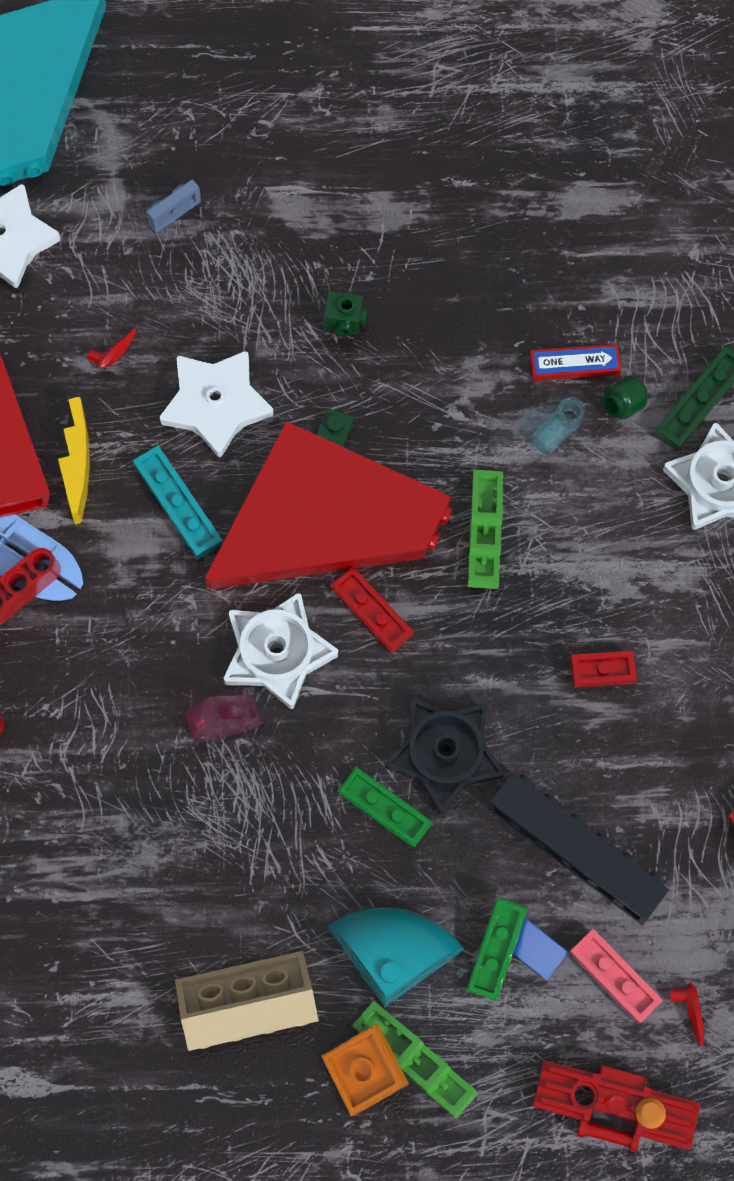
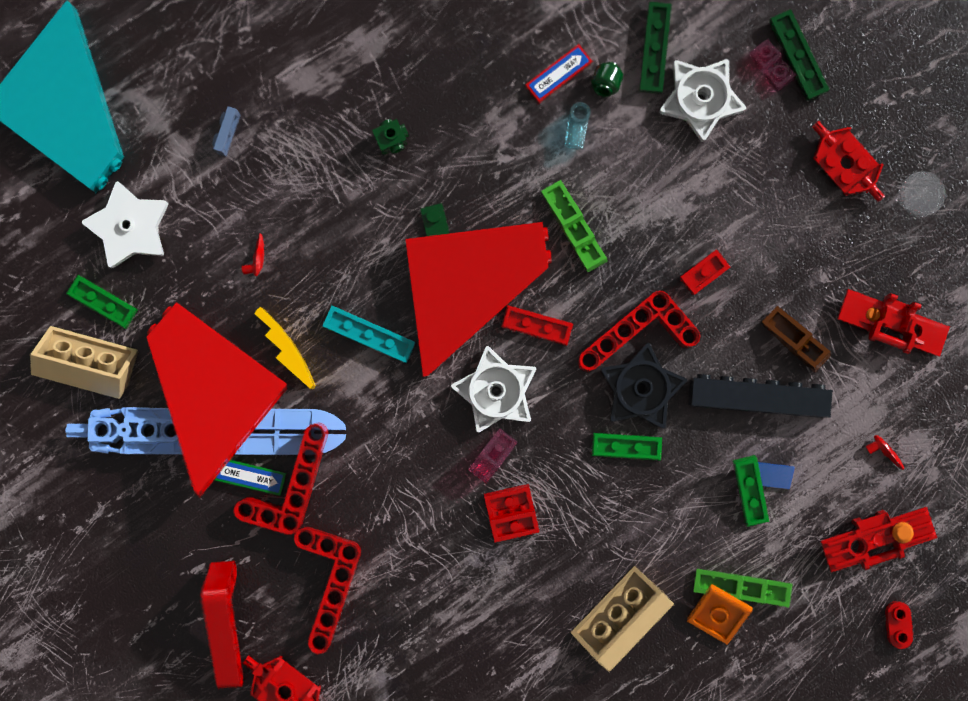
camera: 30 degrees left, 15 degrees up
(200, 797) = (511, 513): none -> red slope
(220, 419) = (356, 265): white plate -> none
(394, 948) = (691, 531): teal brick -> none
(482, 681) = (635, 327): none -> red beam
(615, 976) = (830, 461): coral plate -> none
(664, 811) = (796, 339): none -> reddish brown slope

